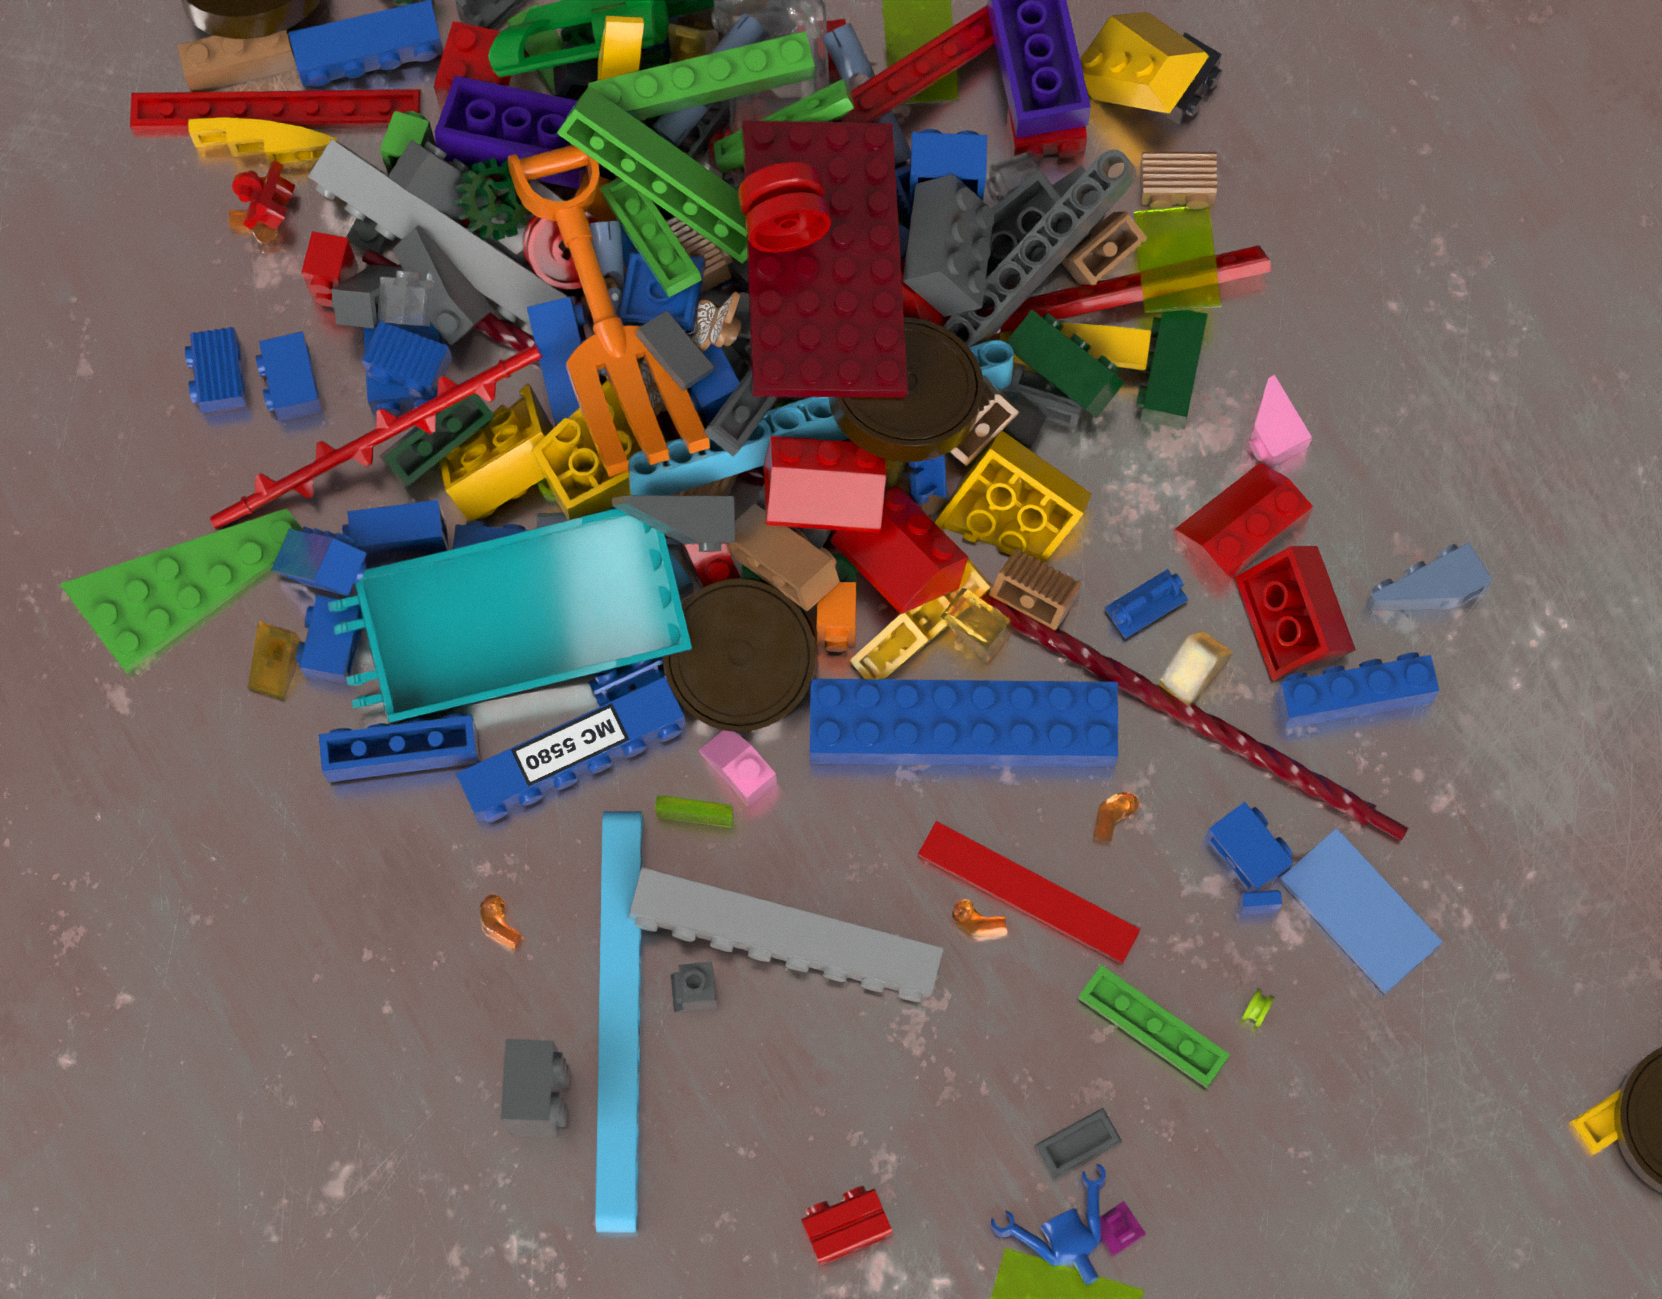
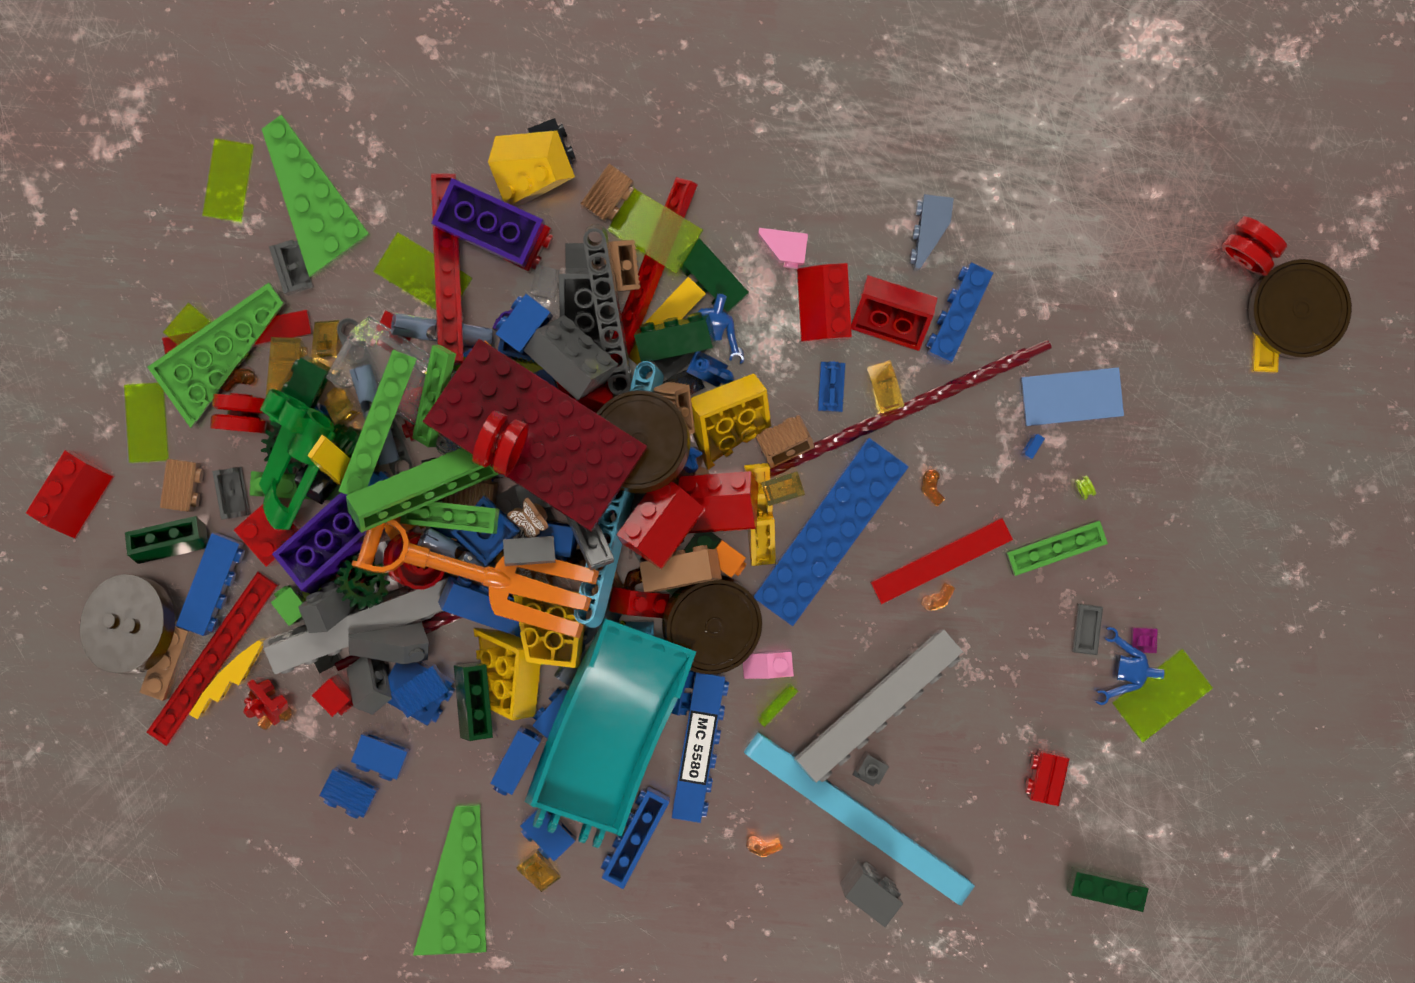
camera: 55 degrees left, 15 degrees up
(321, 560) = (508, 817): blue brick -> none
(386, 427) = (453, 727): red plant -> none
(405, 299) = (388, 671): clear brick -> none
(688, 519) = (630, 606): dark grey slope -> none
(1056, 434) = (709, 369): none -> blue hinge
(1122, 408) = (720, 321): none -> blue piece
(1250, 847) = (1001, 431): blue brick -> none

